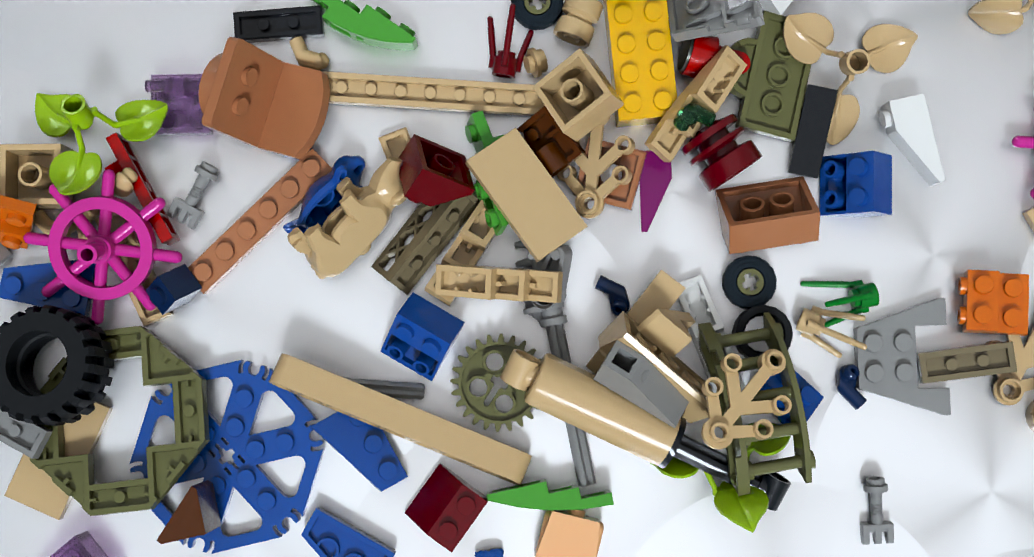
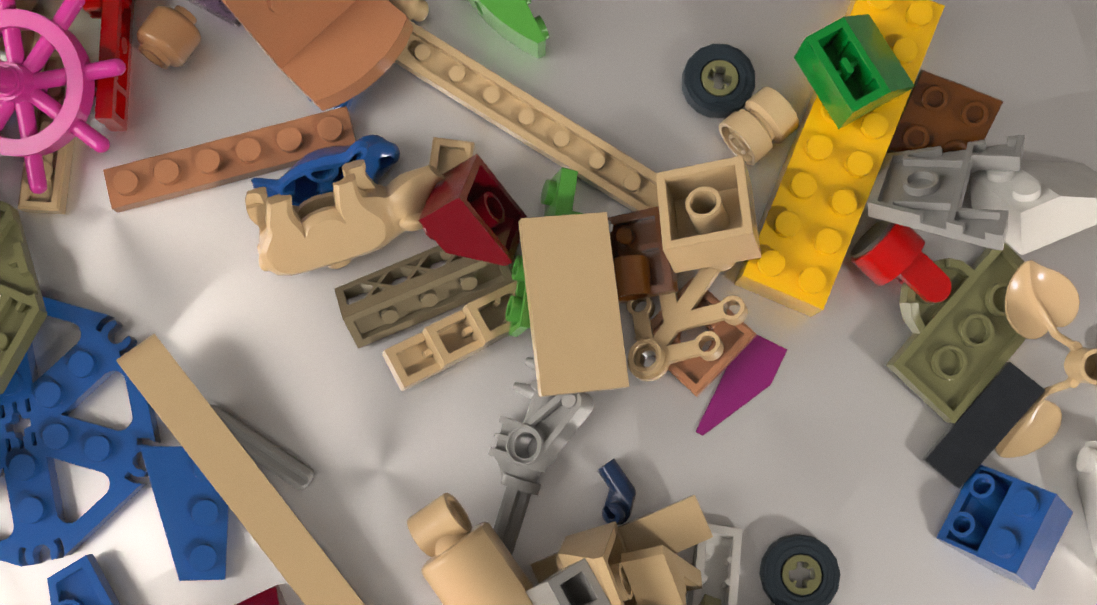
camera: 25 degrees right, 5 degrees down
(124, 181) = (91, 20): tan arm -> none
(173, 289) = (75, 182): dark blue brick -> none
(174, 165) = (168, 36): none -> medium nougat head
(188, 207) = (157, 95): light grey hinge -> none
(421, 336) = (345, 410): blue slope -> none
(476, 368) = (390, 488): olive gear -> none
(498, 283) = (477, 397): tan slope -> none
(505, 64) = (638, 131): dark red plant -> none
(535, 62) = (677, 149): tan plate -> none
(691, 114) = (840, 316): clear green arm -> none
(707, 90) = (855, 305): tan slope -> none
(721, 152) = (852, 386): dark red wheel -> none
(767, 215) = (870, 501): nougat slope -> none

